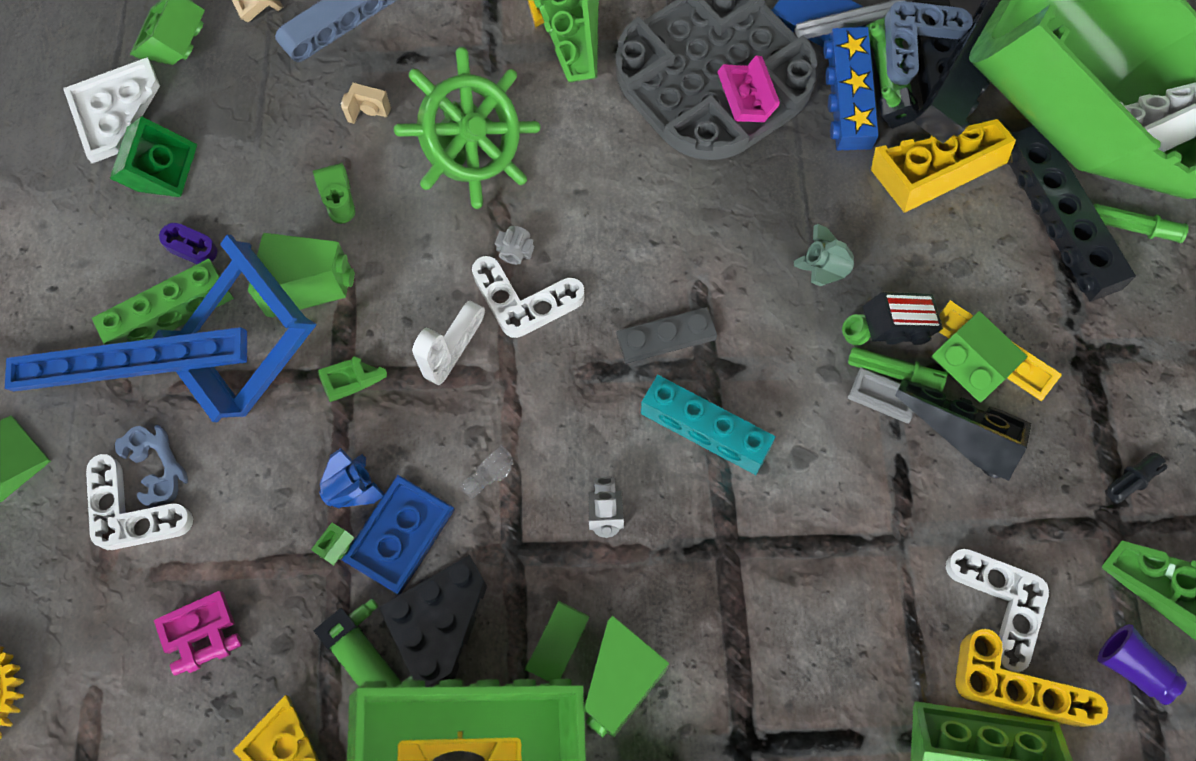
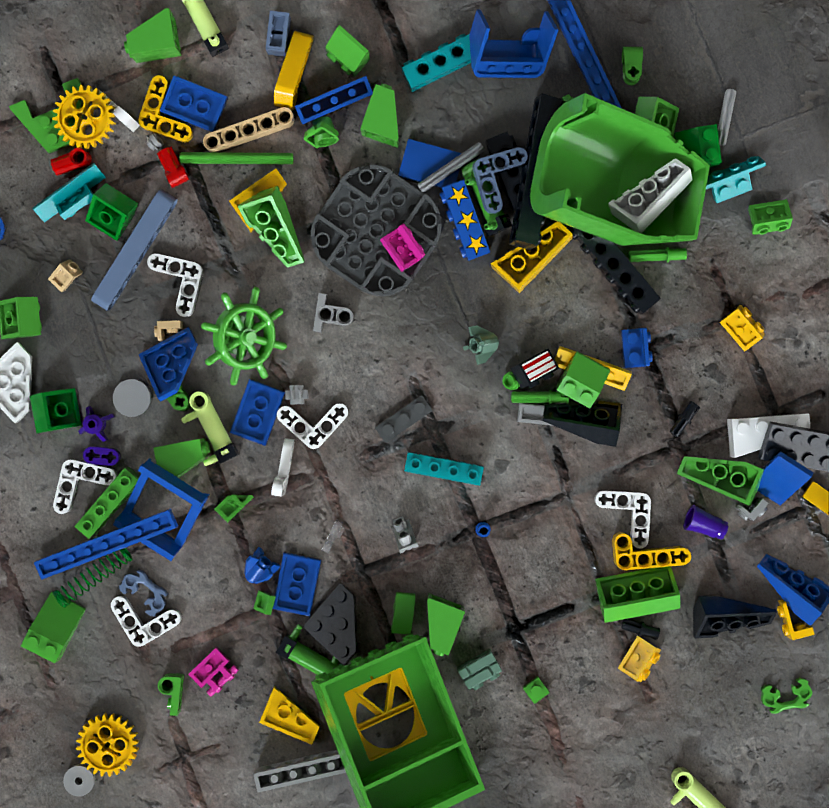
camera: 15 degrees left, 20 degrees up
(120, 645) = (174, 701): none -> bright green plate
(132, 260) = (74, 477): none -> white beam
(148, 384) = (60, 598): none -> green piece
(200, 194) = (100, 424): none -> dark purple brick
(271, 180) = (132, 398): none -> light grey tile
(343, 142) = (169, 362): none -> blue plate
(372, 287) = (213, 428): none -> yellowish green piece
(418, 47) = (186, 279): none -> white beam
(444, 257) = (257, 412): none -> blue tile
(612, 160) = (335, 314): none -> light grey tile
(738, 553) = (480, 525): none -> blue pin
(1076, 344) = (636, 347): none -> blue bracket

